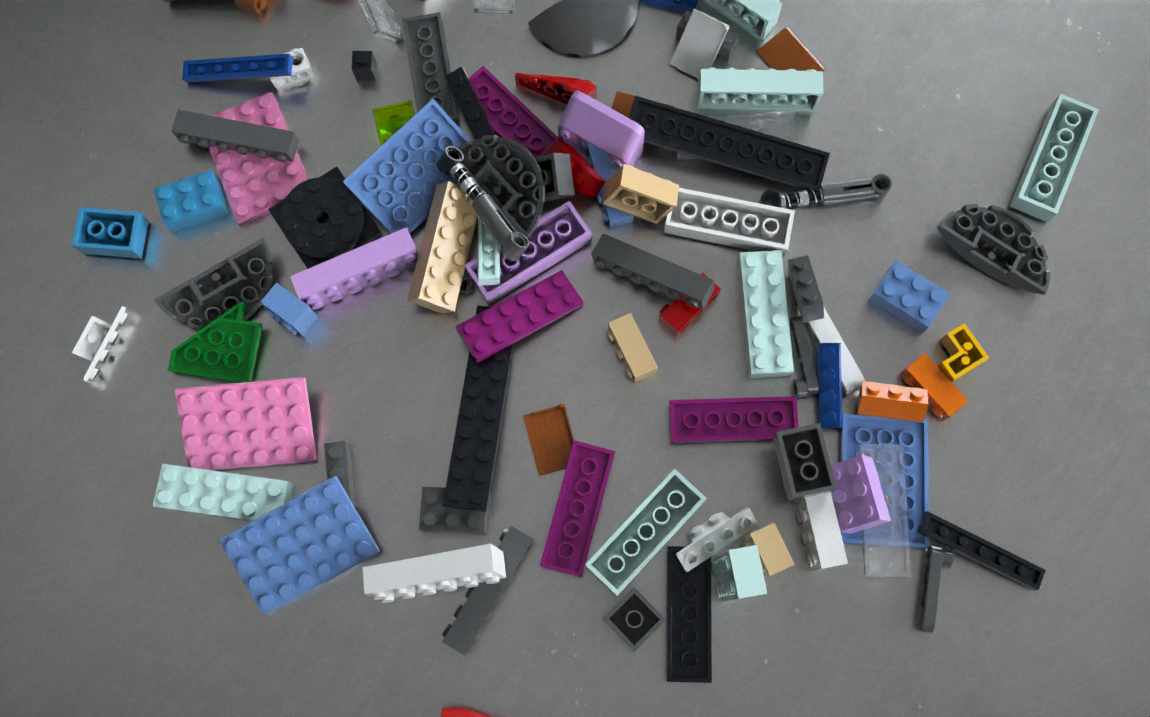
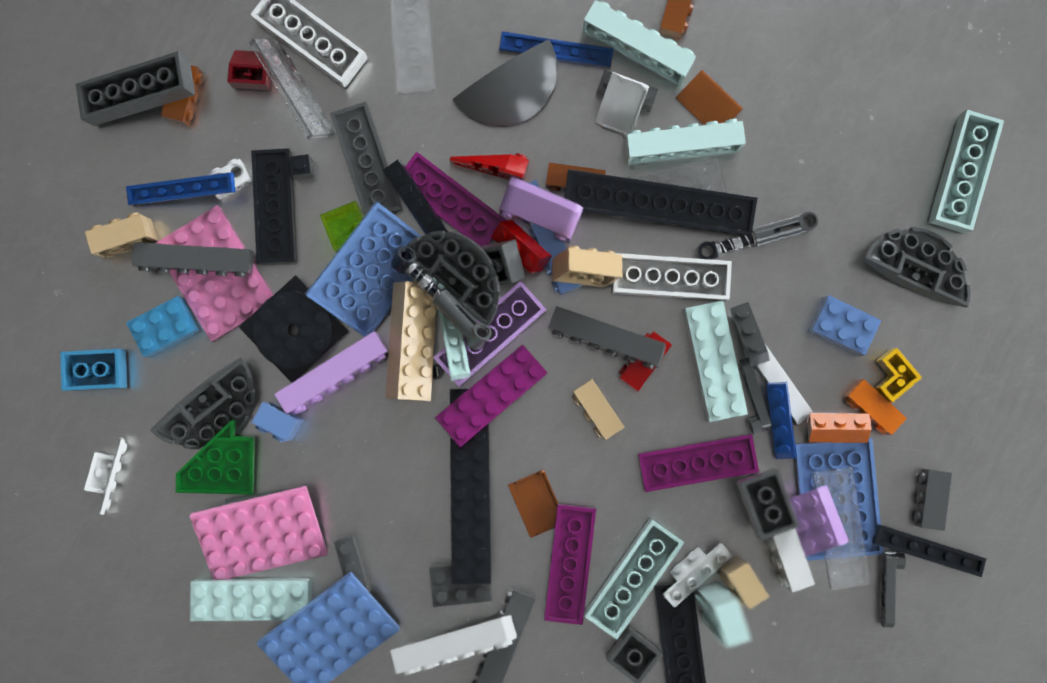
camera: 10 degrees left, 10 degrees up
(159, 105) = (120, 235): none -> tan brick
(327, 101) = (273, 206): none -> black plate
(990, 495) = (933, 499): none -> dark grey brick

